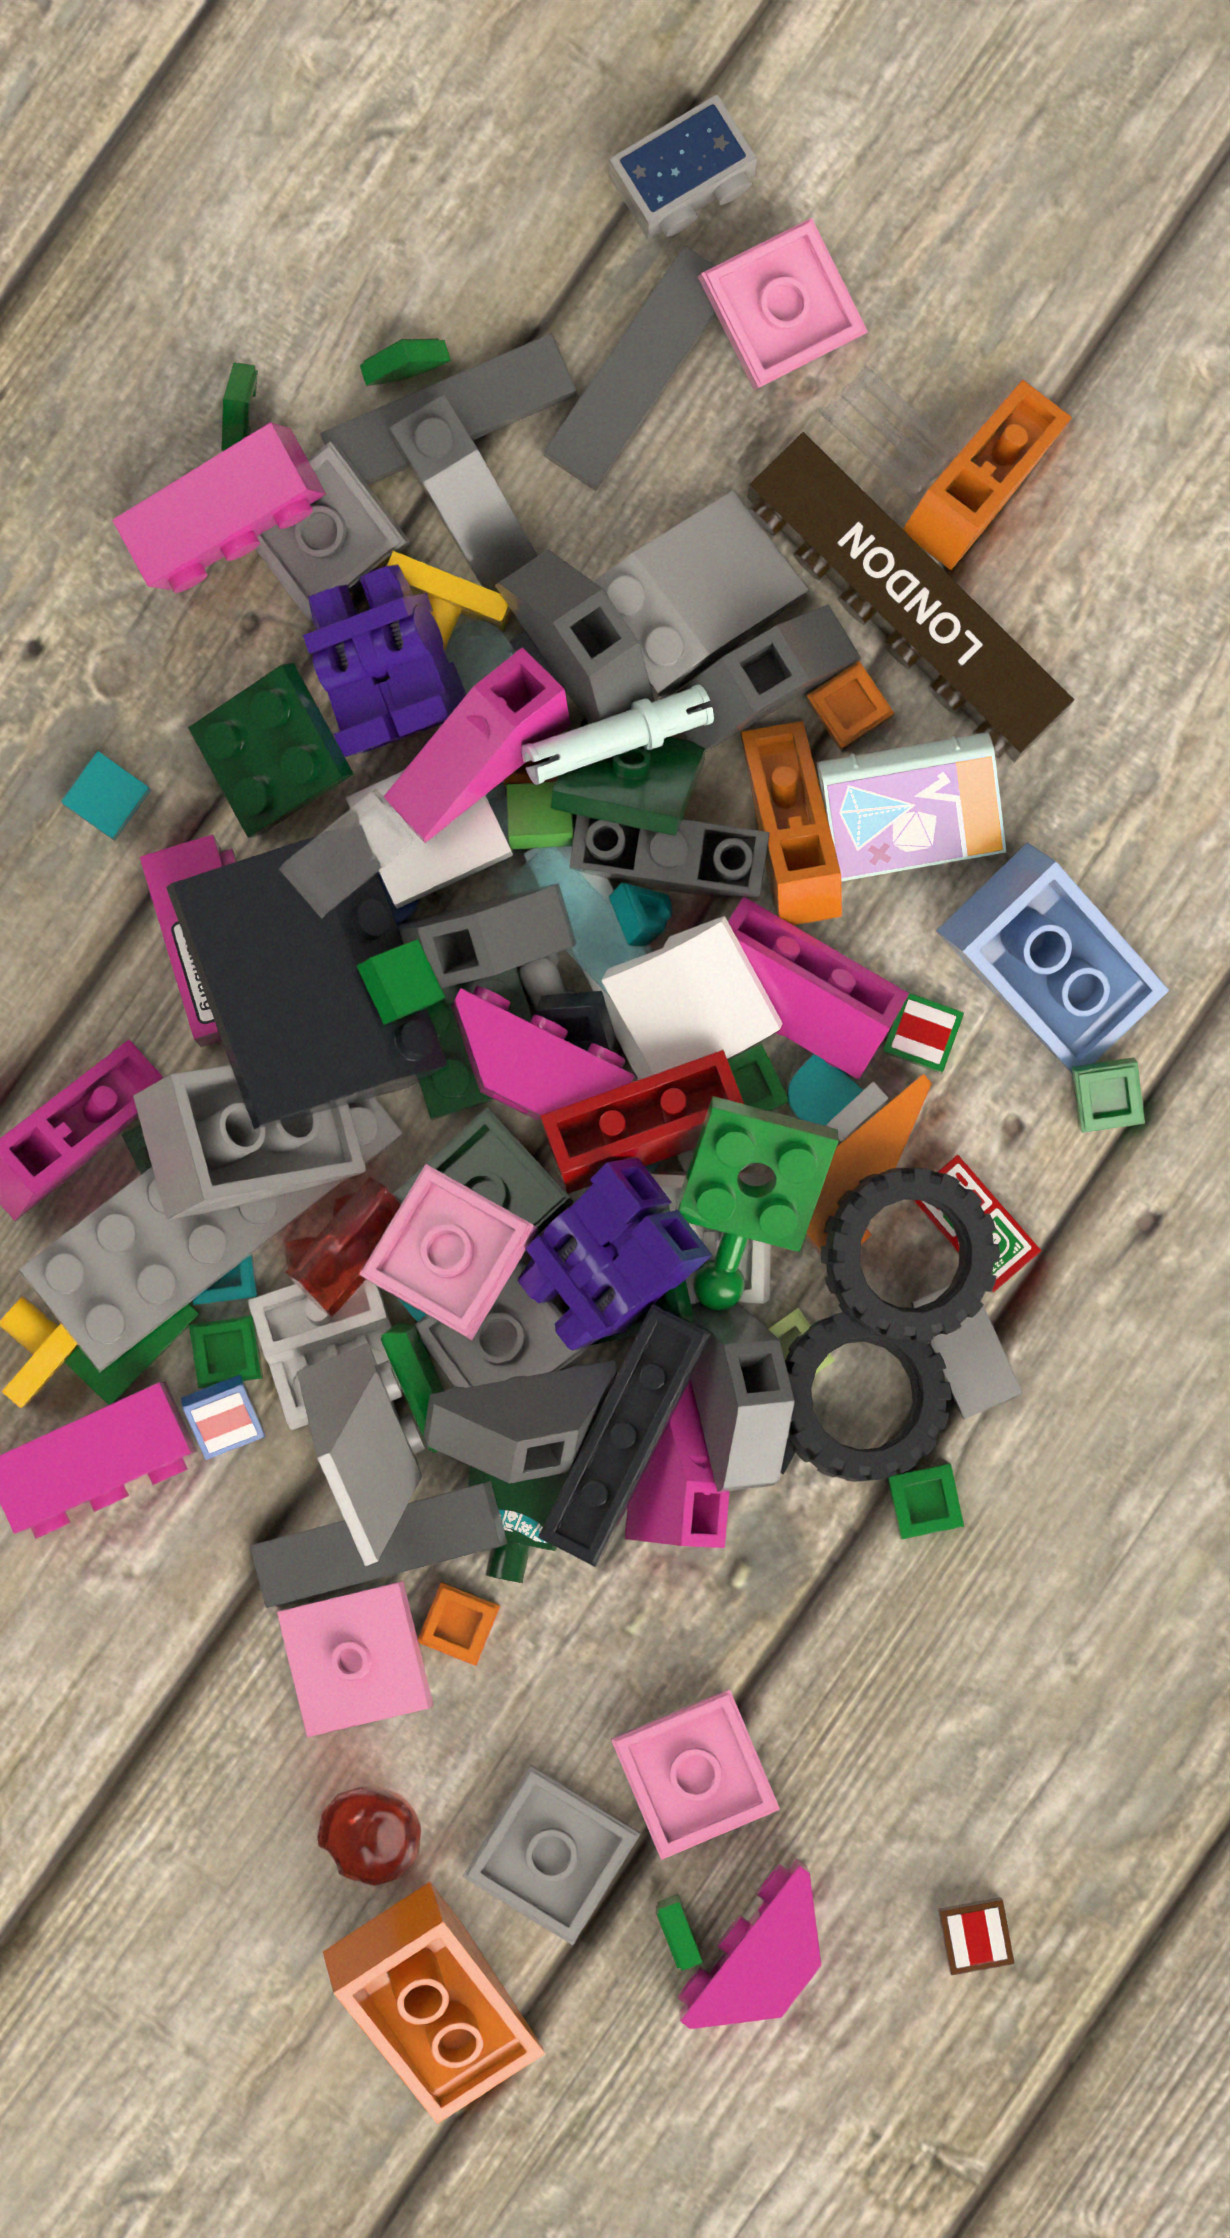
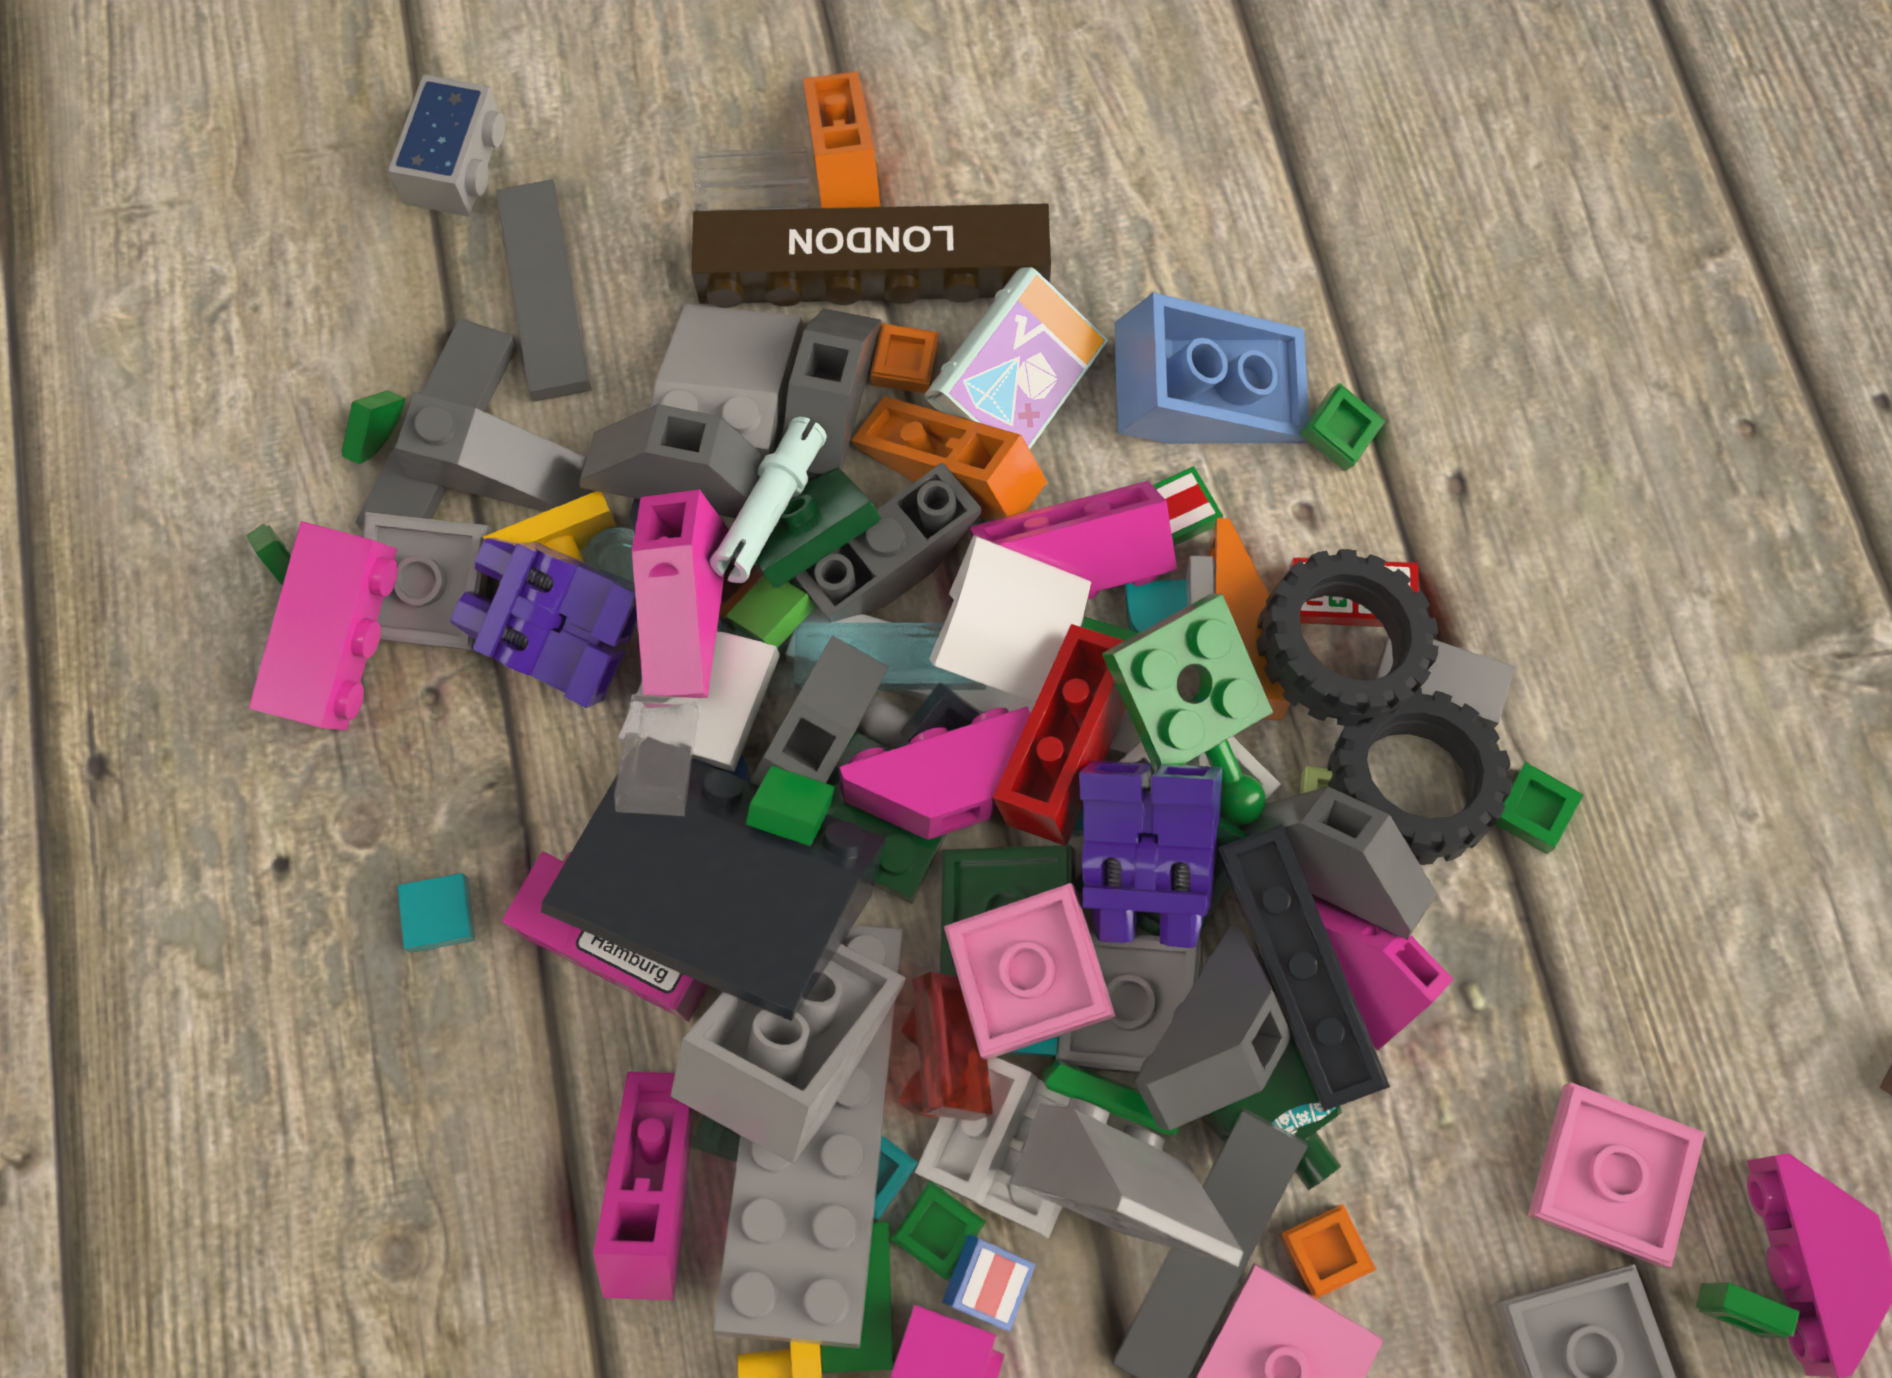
camera: 45 degrees left, 15 degrees down
(270, 750) = (528, 756): dark green plate -> none
(640, 913) = (908, 607): teal tile -> none
(782, 304) = (598, 165): bright pink plate -> none

